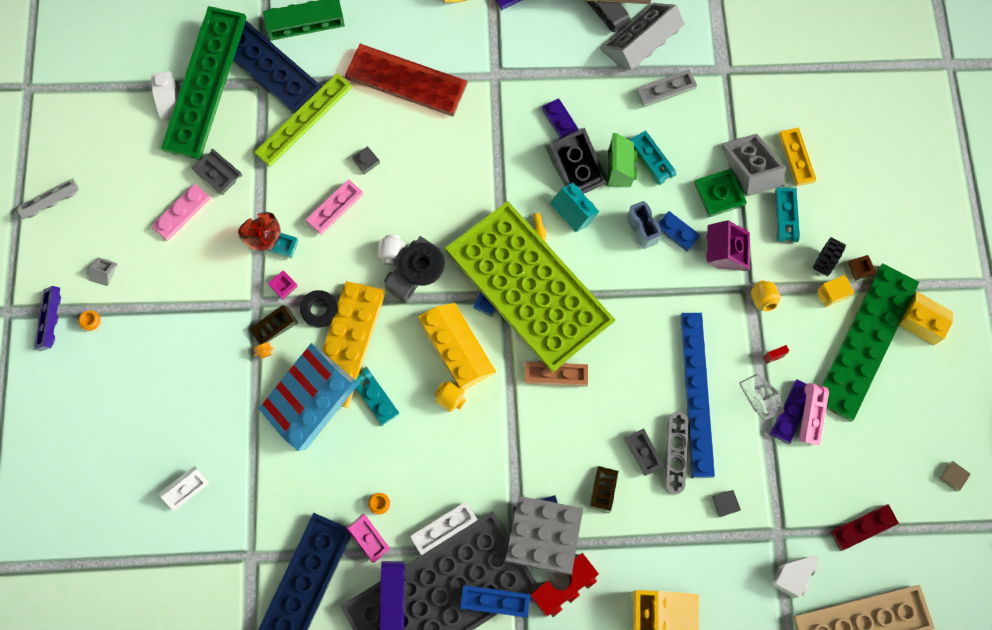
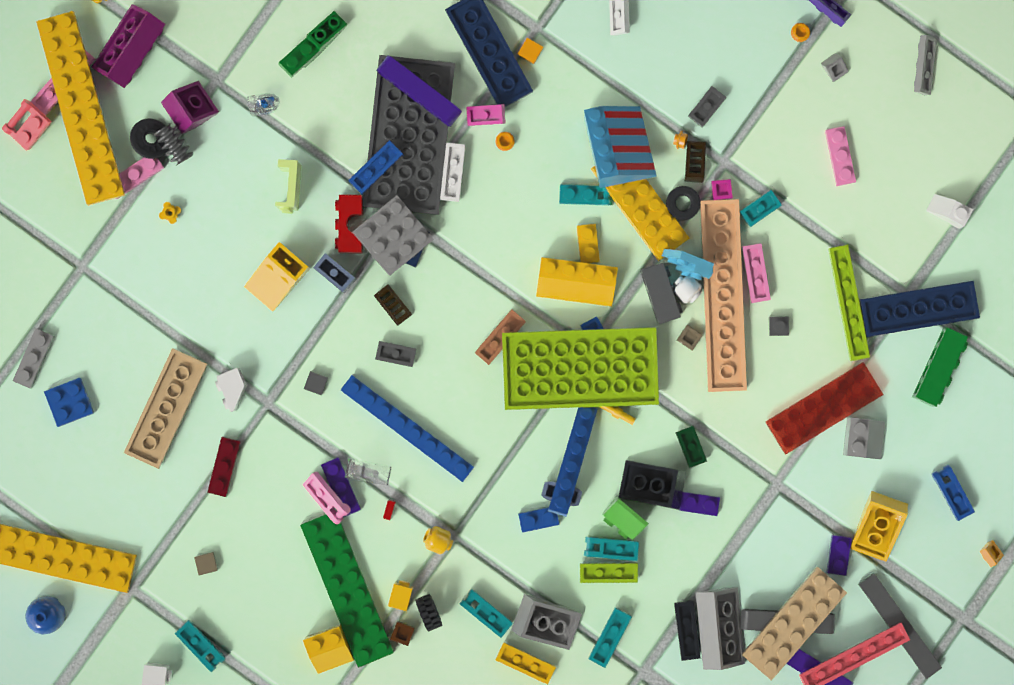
camera: 130 degrees right, 15 degrees up
(204, 83) = (938, 248): green plate -> none
(216, 350) = (707, 106): none -> dark grey plate
(217, 172) = (853, 205): dark grey plate -> none
(260, 233) = (772, 199): clear red cylinder -> none
(277, 545) = (530, 50): none -> light orange tile
(369, 258) = (689, 264): none -> medium azure plate
(372, 220) = (723, 296): none -> light nougat plate
(408, 36) = (864, 438): none -> light grey slope
(416, 362) = (588, 243): none -> yellow plate
(422, 276) = (668, 297): black wheel -> none
(431, 221) = (689, 337): none -> dark tan tile
(450, 396) = (542, 247): yellow head -> none
(520, 155) = (691, 446): none -> dark green plate
(574, 207) = (615, 452): teal brick -> none
(612, 232) = (572, 460): none -> blue plate
(620, 562) = (334, 273): none -> sand blue brick
(665, 58) = (687, 630): none -> black plate
(666, 88) = (660, 609): light grey plate -> none
(673, 146) = (608, 572): none -> lime plate
(680, 453) = (375, 379): light grey beam -> none
(720, 193) = (543, 576): green plate -> none
(721, 109) = (609, 637): none -> teal plate
(728, 246) = (496, 545): magenta slope -> none

